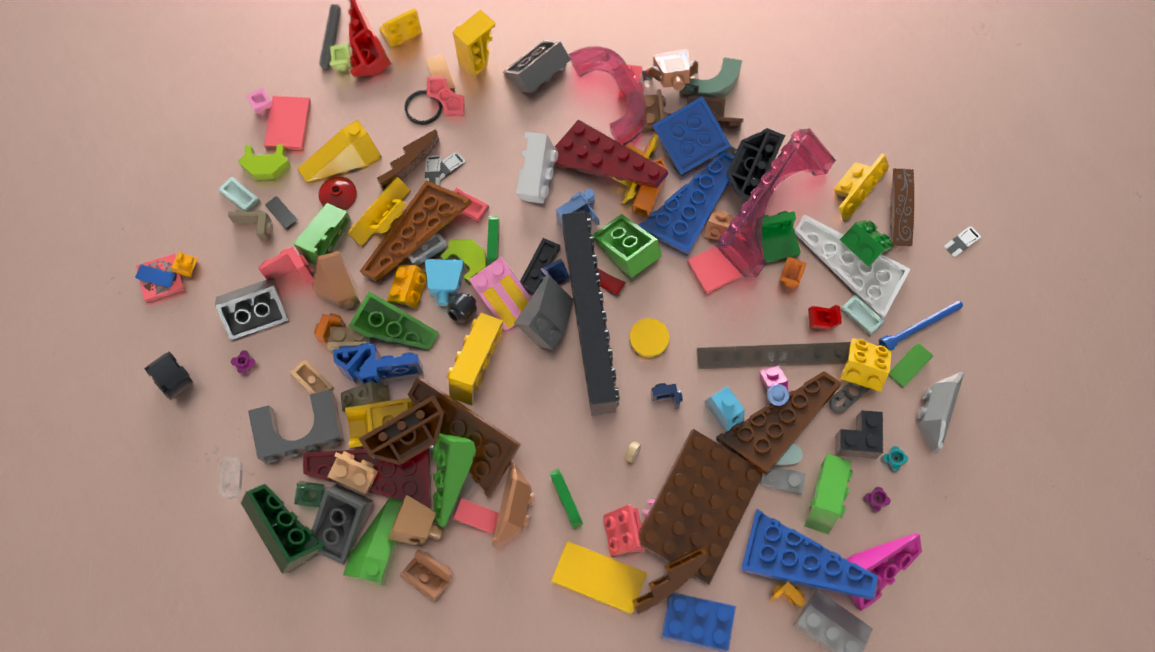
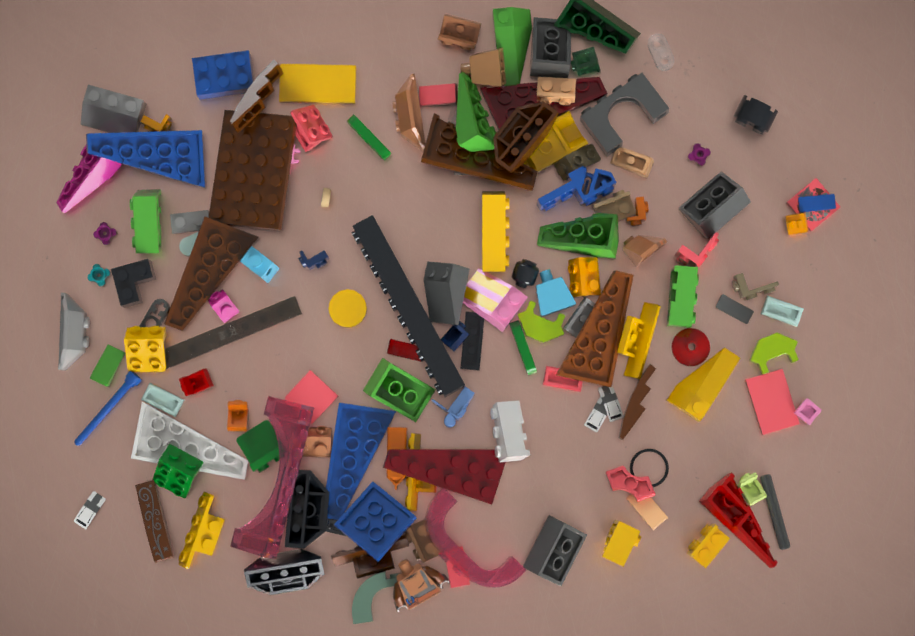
camera: 160 degrees right, 15 degrees up
(777, 394) = (215, 290): light blue tile -> none
(787, 122) = (287, 573): none -> black wedge

